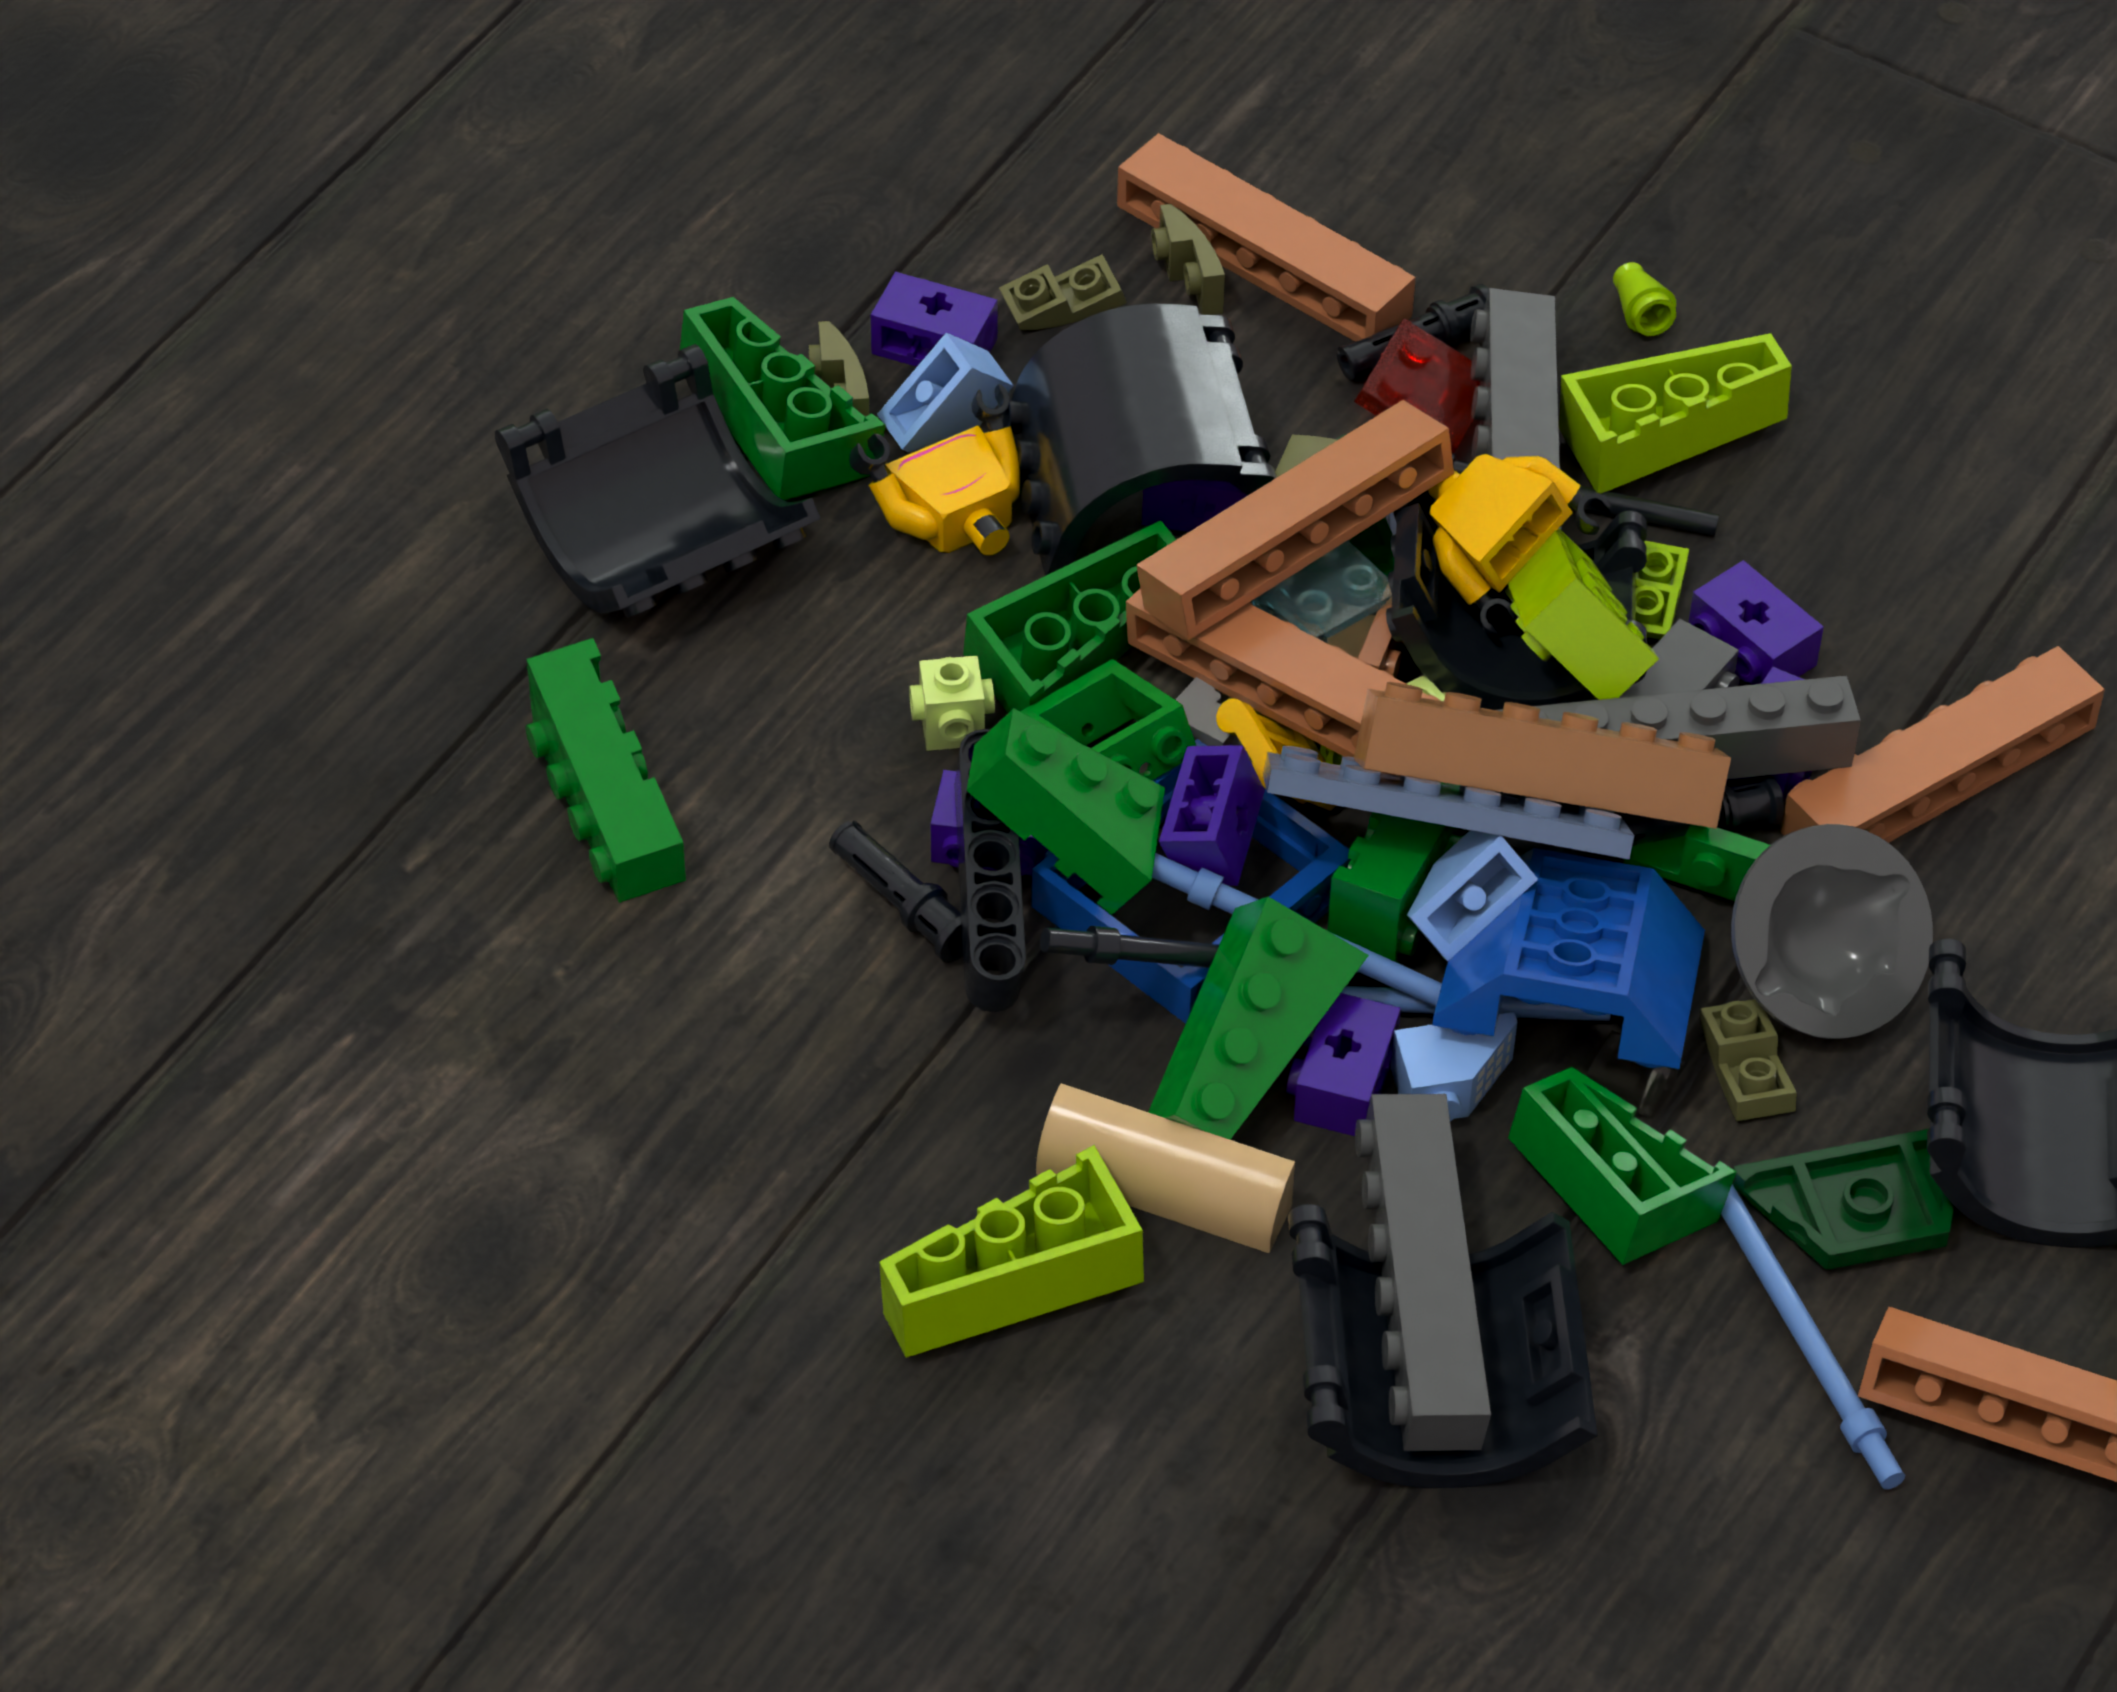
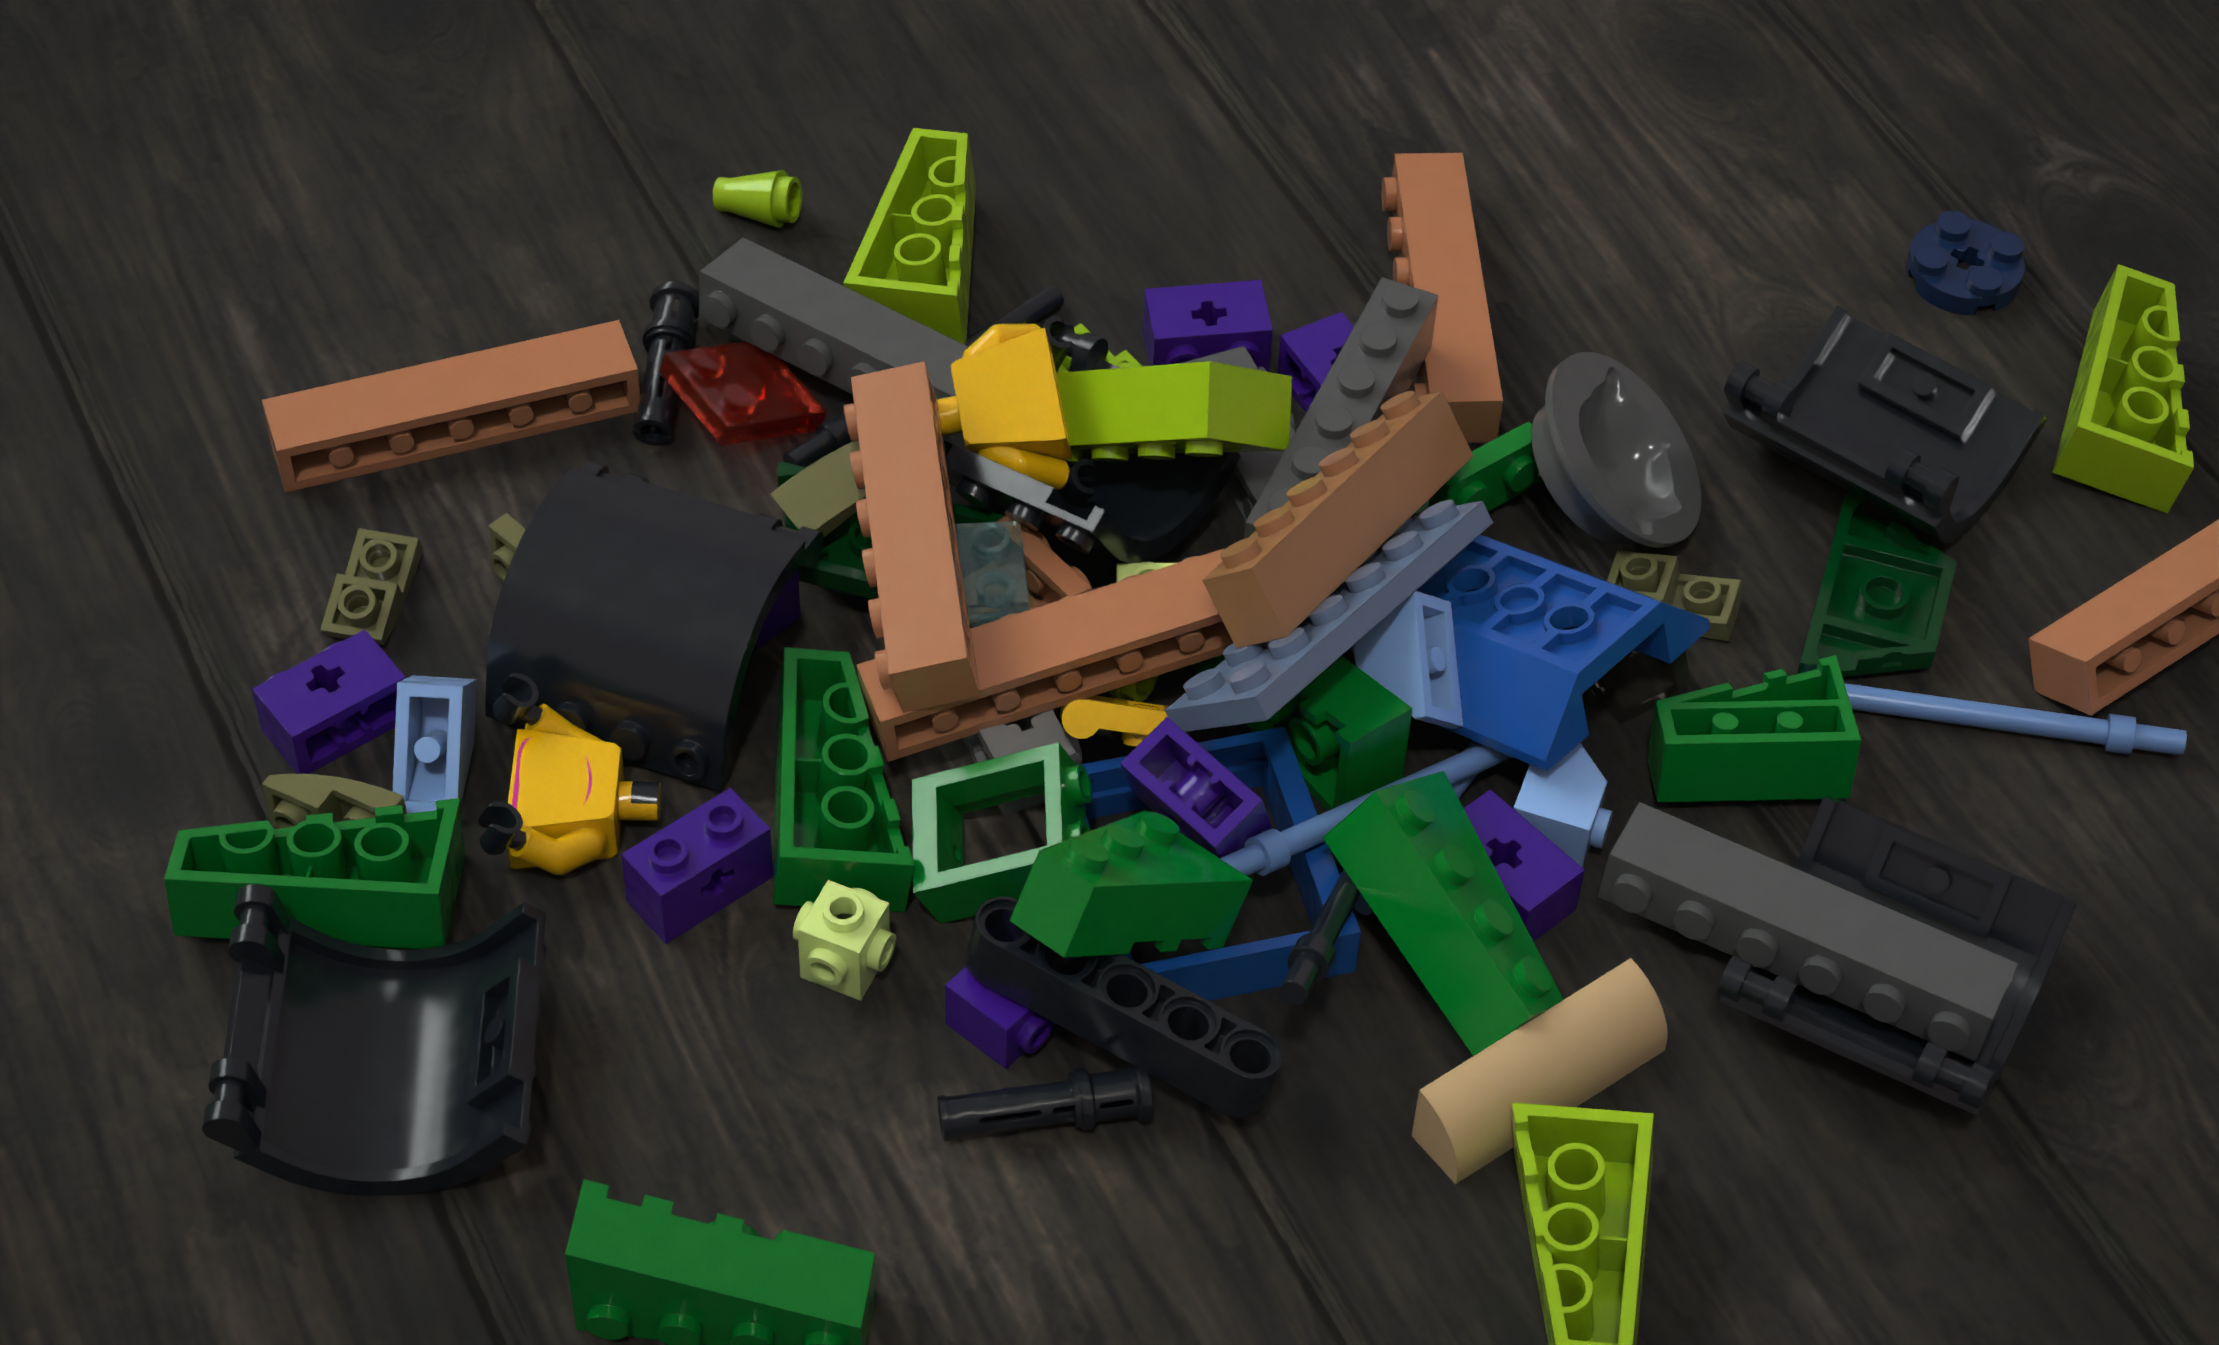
camera: 60 degrees left, 0 degrees up
(940, 583) = (697, 865): none -> dark purple brick
(1189, 258) = (413, 464): olive slope -> none

